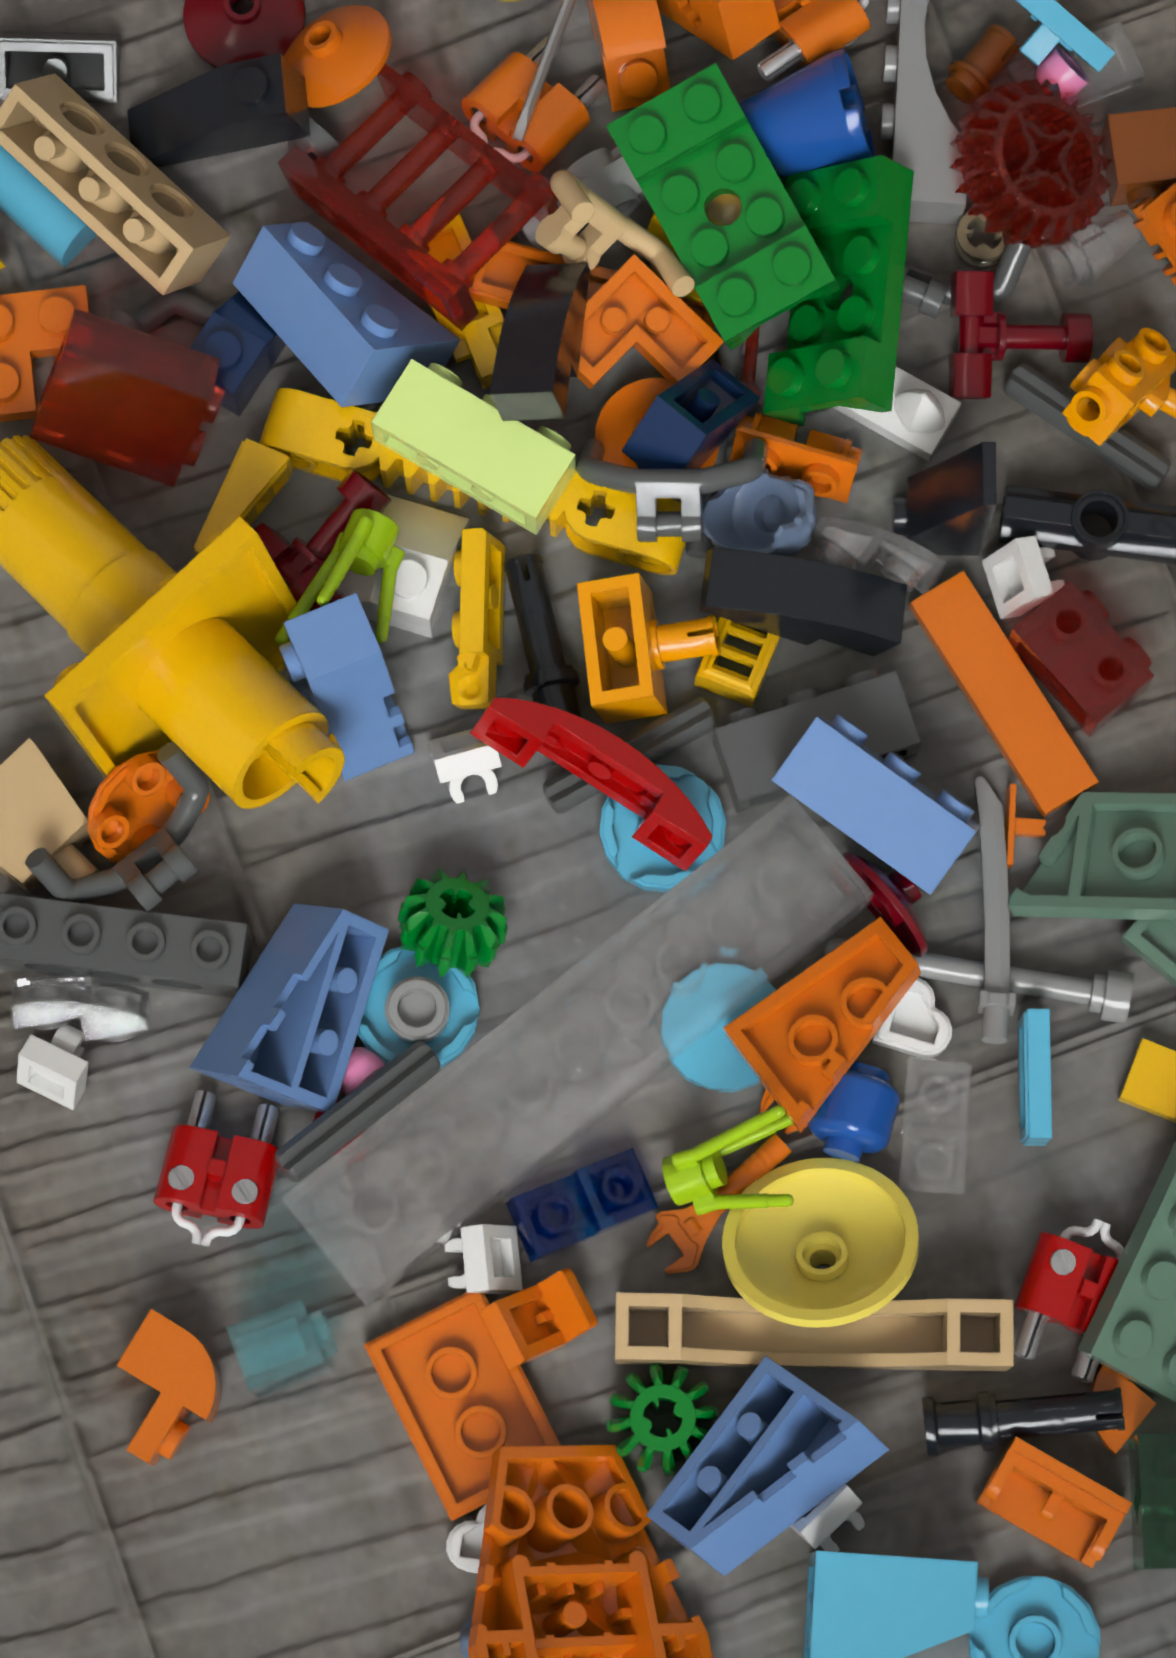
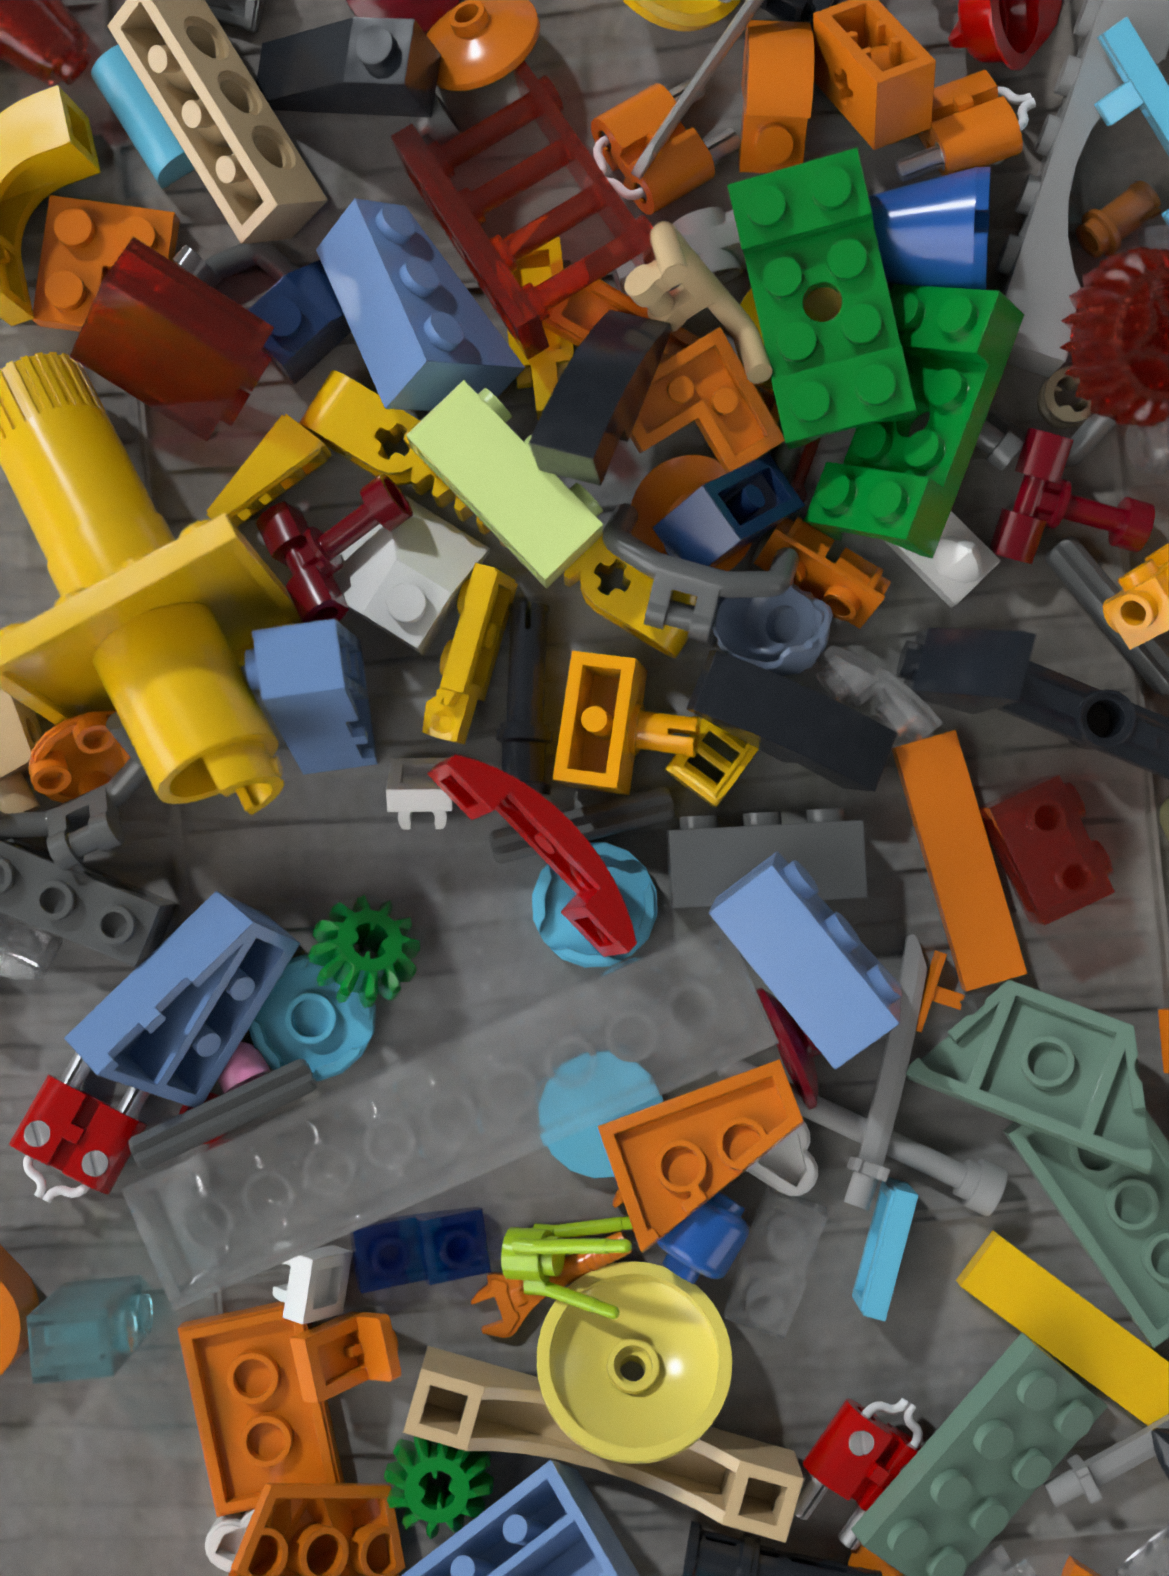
camera: 10 degrees right, 10 degrees up
(361, 549) = (366, 561): lime plant -> none
(417, 1009) = (309, 1025): light grey tile -> none
(1020, 576) = (1009, 752): white tile -> none

